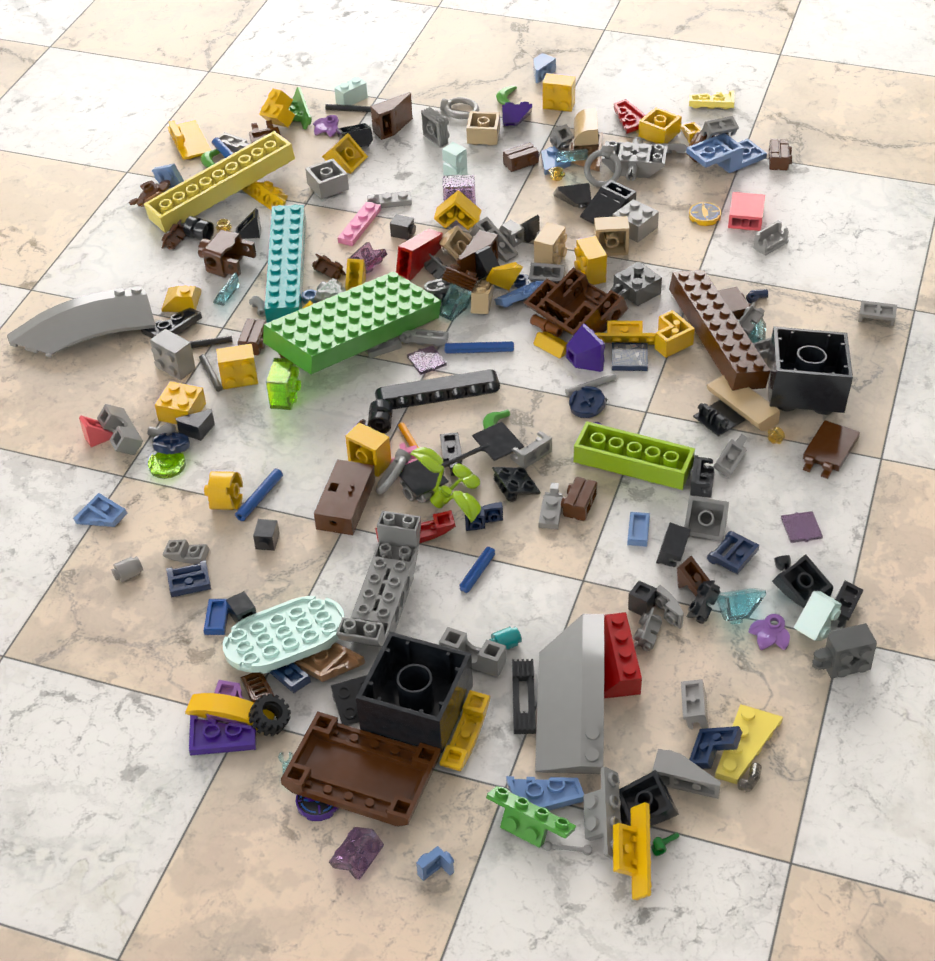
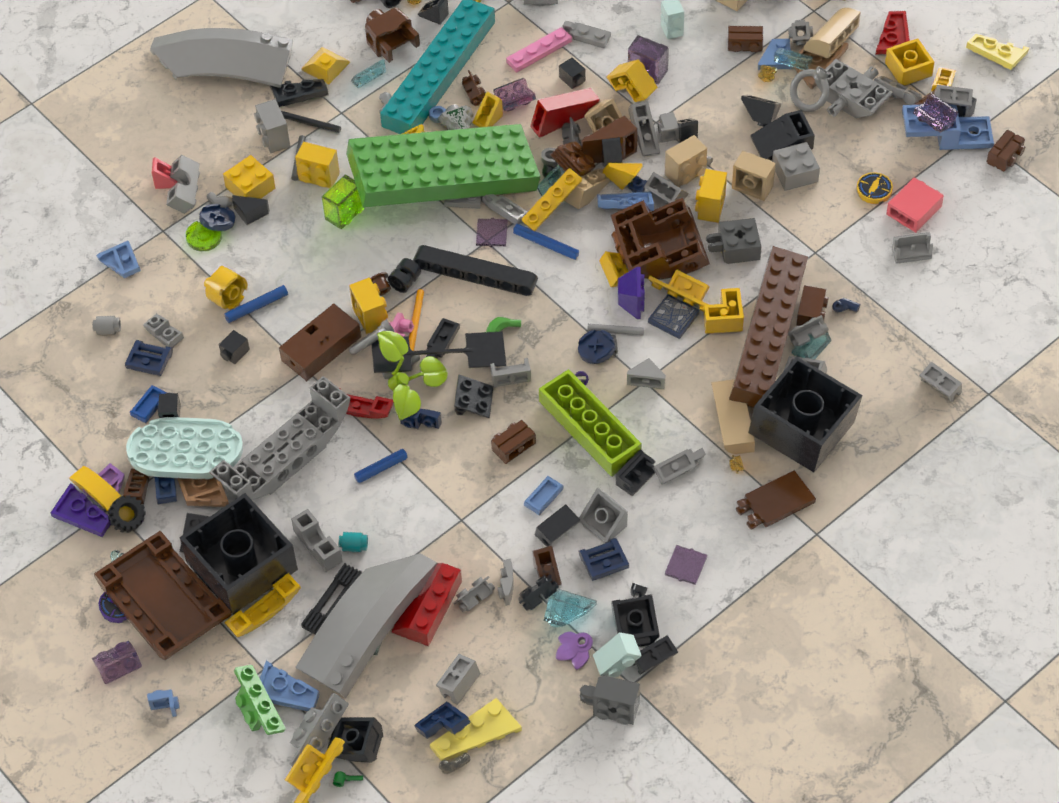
camera: 30 degrees right, 10 degrees up
(253, 334) = (358, 129): brick -> none
(465, 311) = (551, 199): none -> yellow bracket
(551, 508) = (481, 441): light grey hinge -> none
(587, 849) = (285, 751): light grey hinge -> none
(642, 598) = (489, 562): black panel -> none
(649, 404) = (646, 375): none -> light grey slope
(685, 775) = (398, 728): light grey slope -> none
(718, 417) = (700, 419): black hinge -> none
(720, 139) = (936, 113): none -> clear purple bracket

